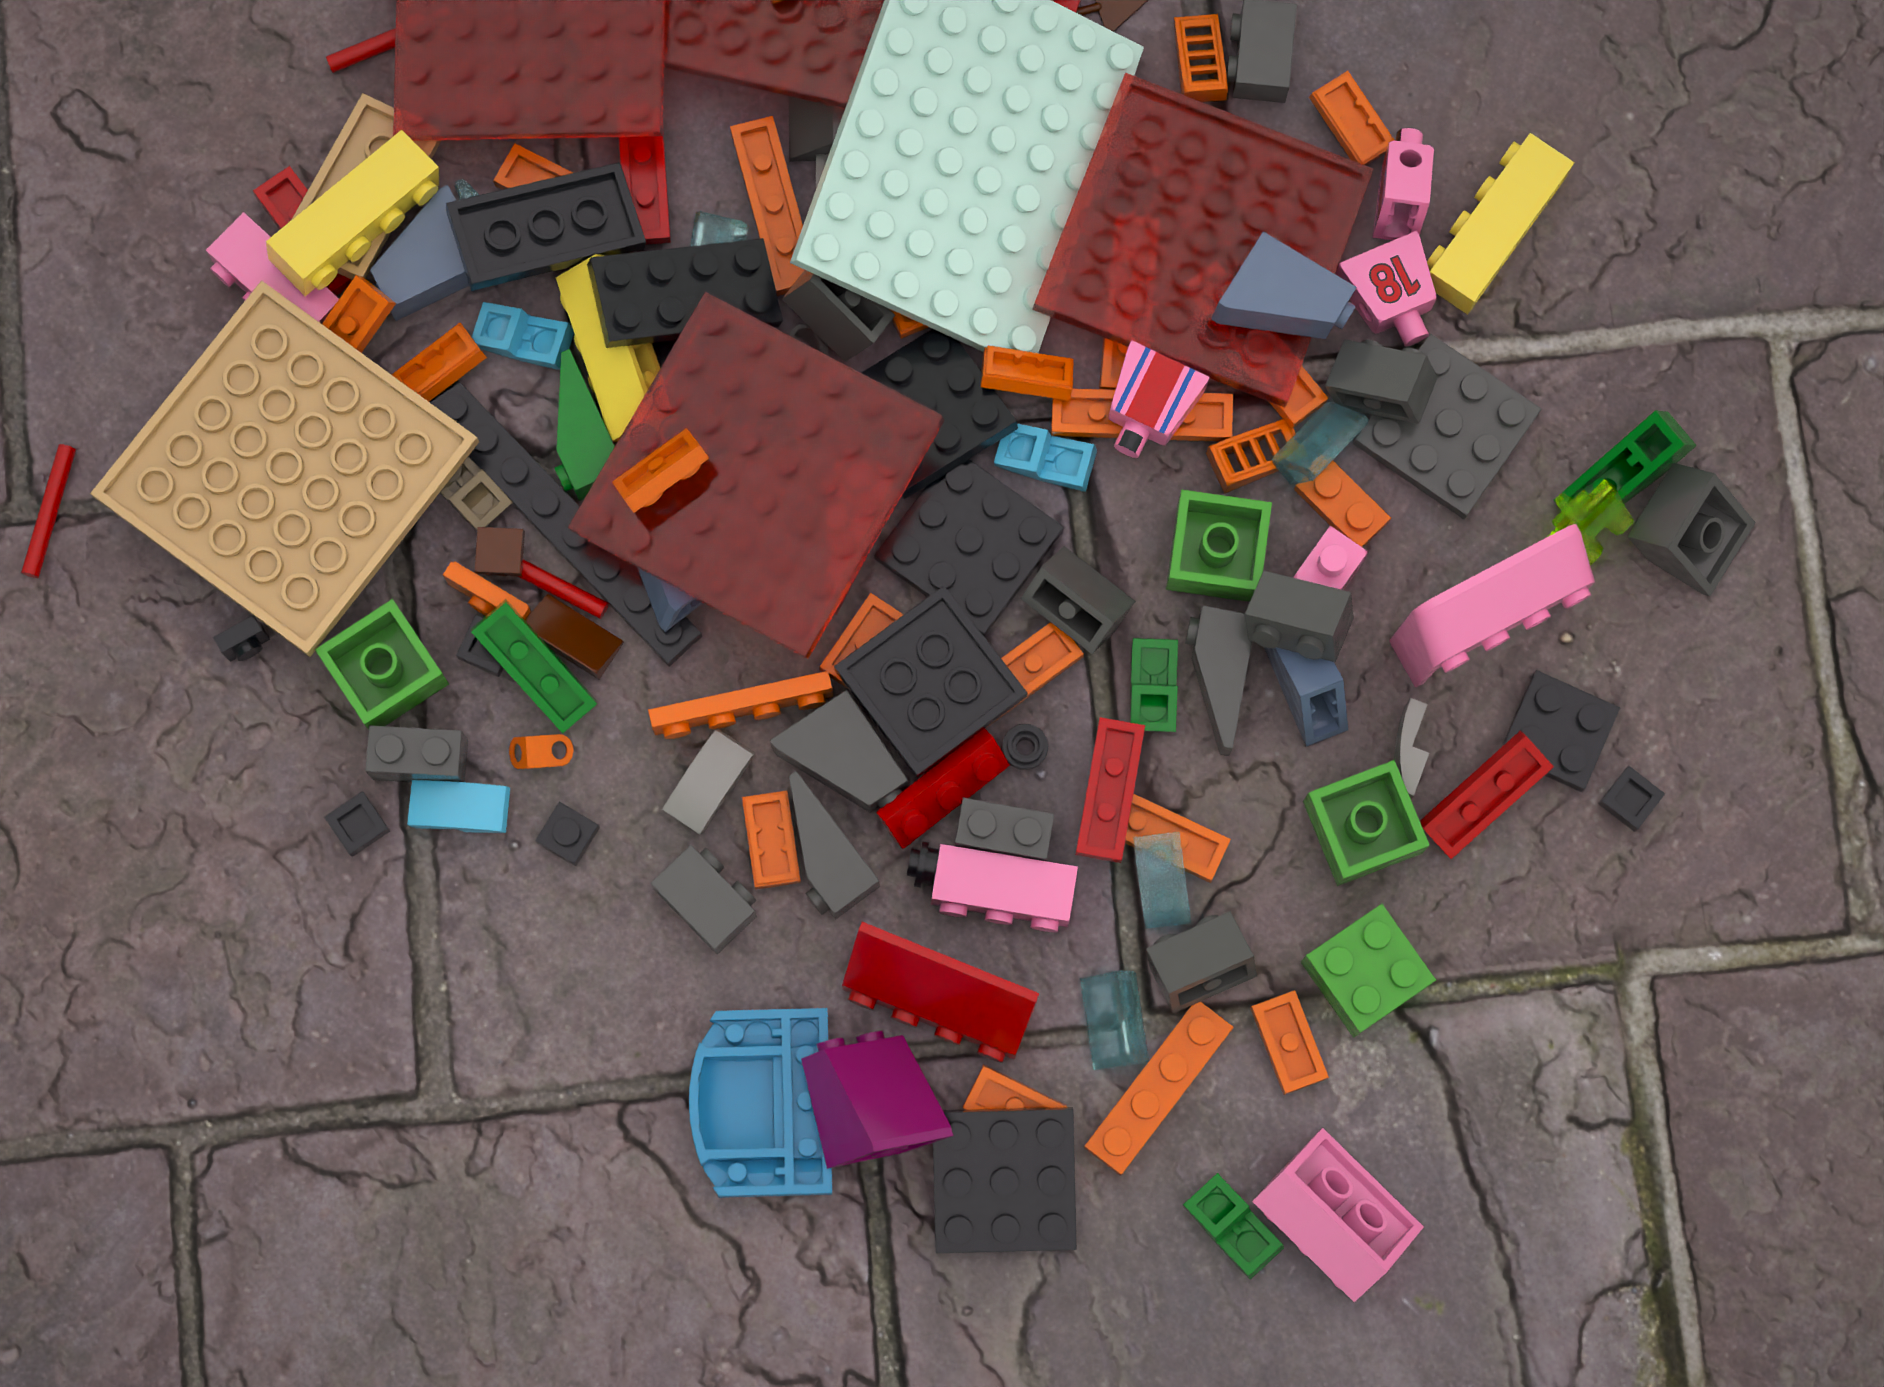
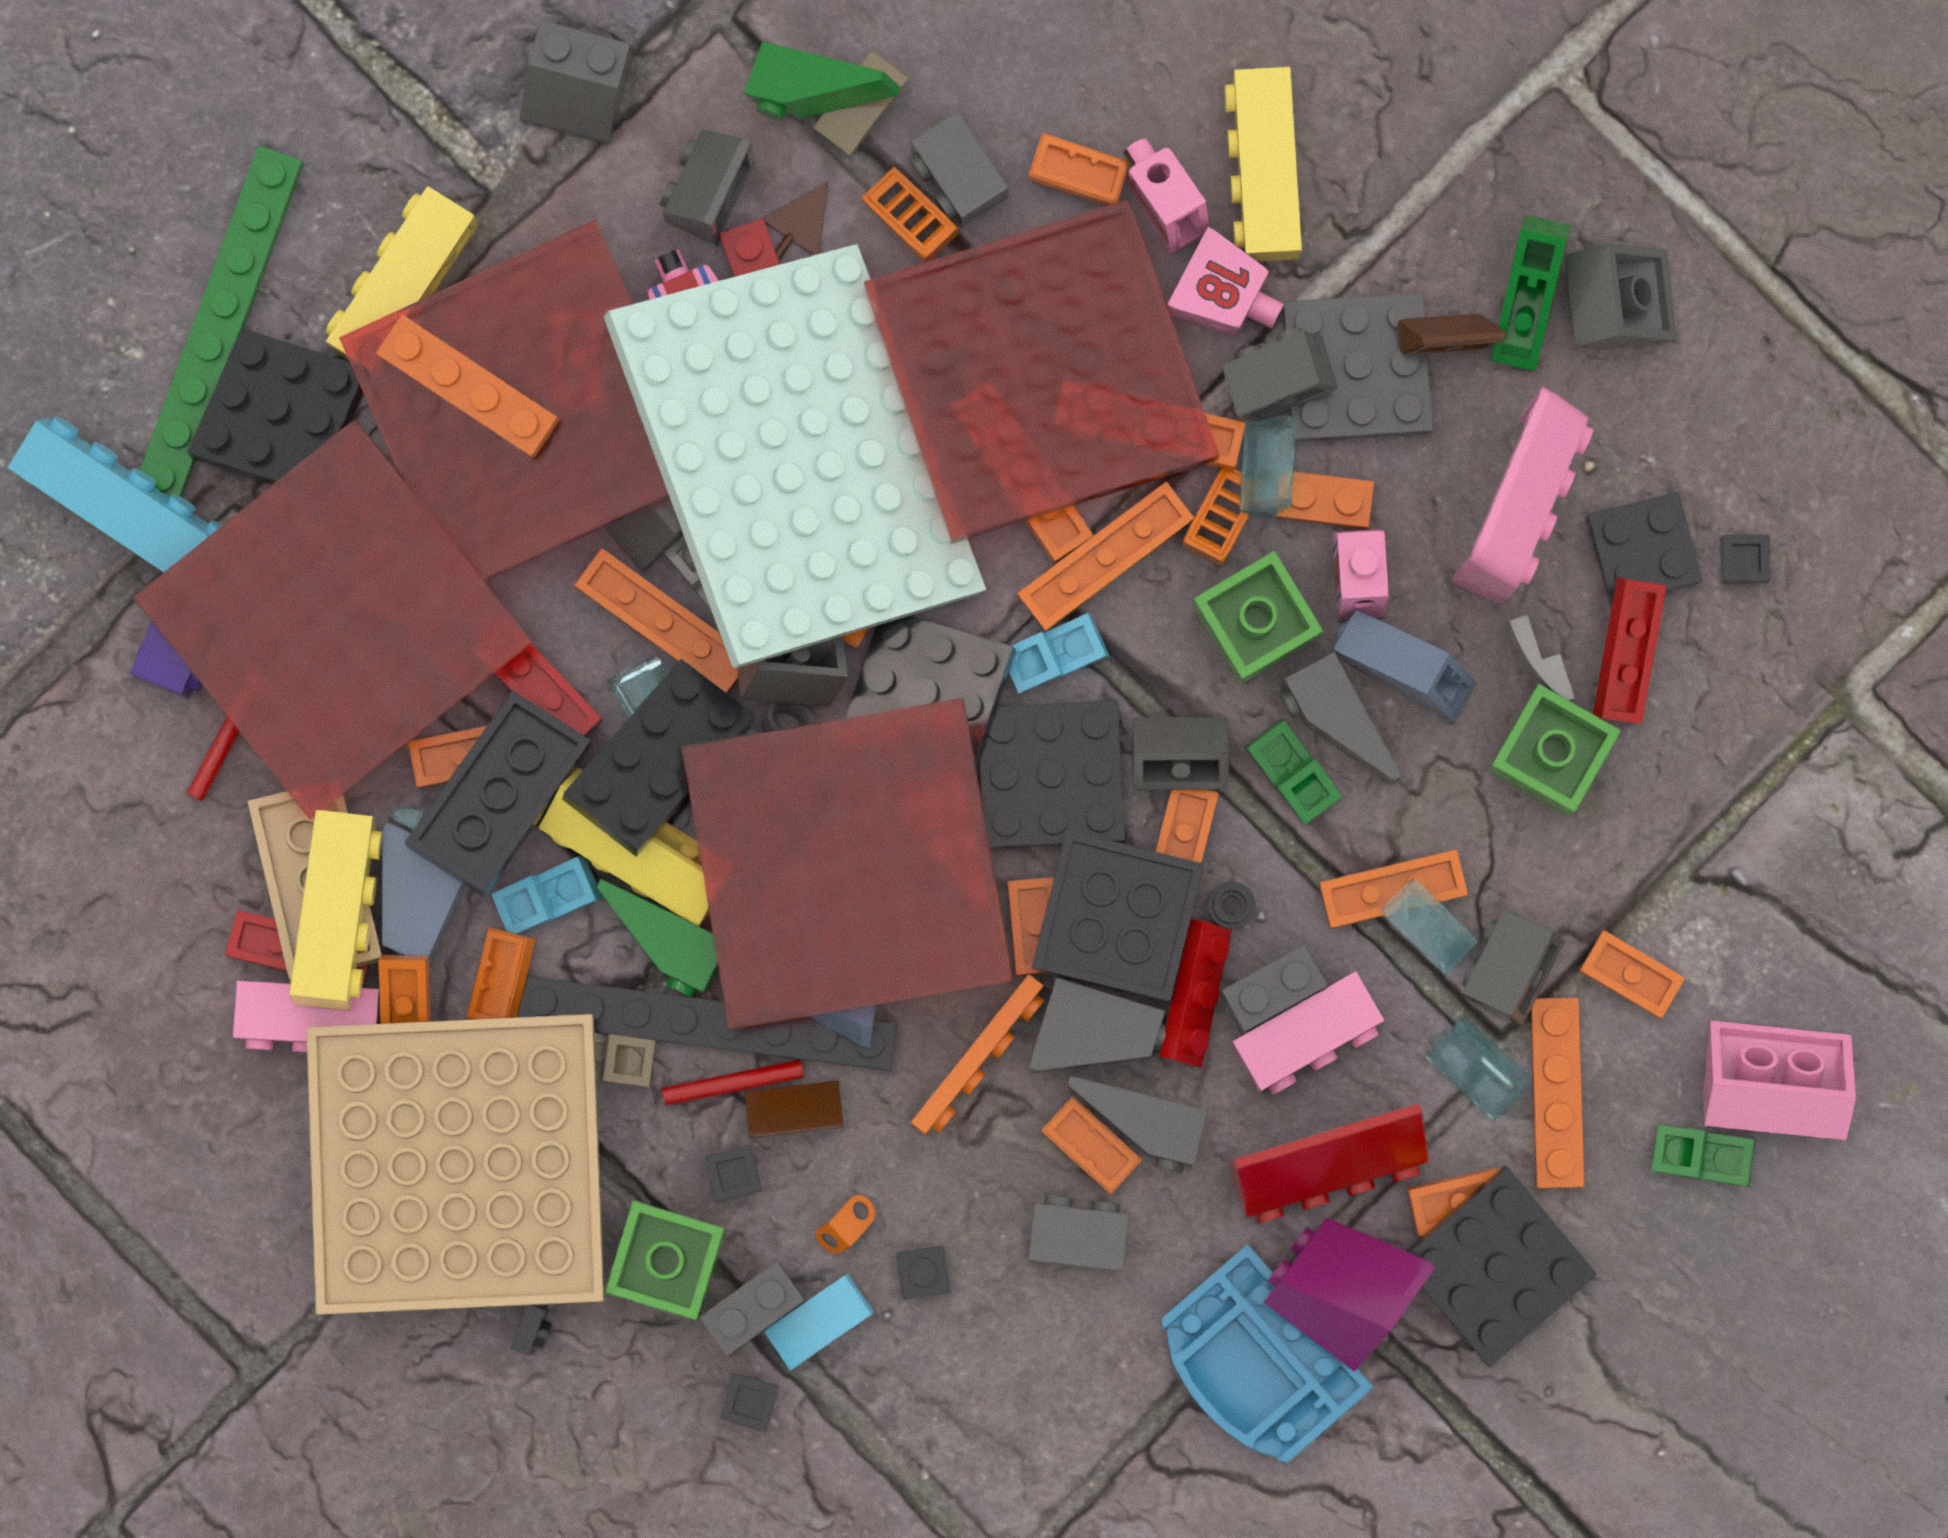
camera: 35 degrees left, 5 degrees up
(48, 511) = (280, 1353): red bar -> none
(482, 593) = (700, 1135): orange plate -> none
(499, 551) = (680, 1089): reddish brown tile -> none
(534, 666) = (788, 1161): green plate -> none
(659, 470) = (772, 925): orange plate -> none
(708, 781) = (1002, 1139): light grey slope -> none
(923, 864) = (1229, 1067): black plate -> none
(1027, 373) = (987, 598): orange plate -> none
(1110, 790) = (1331, 888): red plate -> none
(1152, 398) = (1107, 540): torso -> none
(1285, 293) = (1146, 368): sand blue slope -> none
(1299, 616) = (1373, 629): dark grey brick -> none
(1367, 970) = (1648, 868): bright green brick -> none
(1535, 452) = (1448, 334): none -> reddish brown slope
(1593, 513) = (1533, 355): clear neon green hips -> none

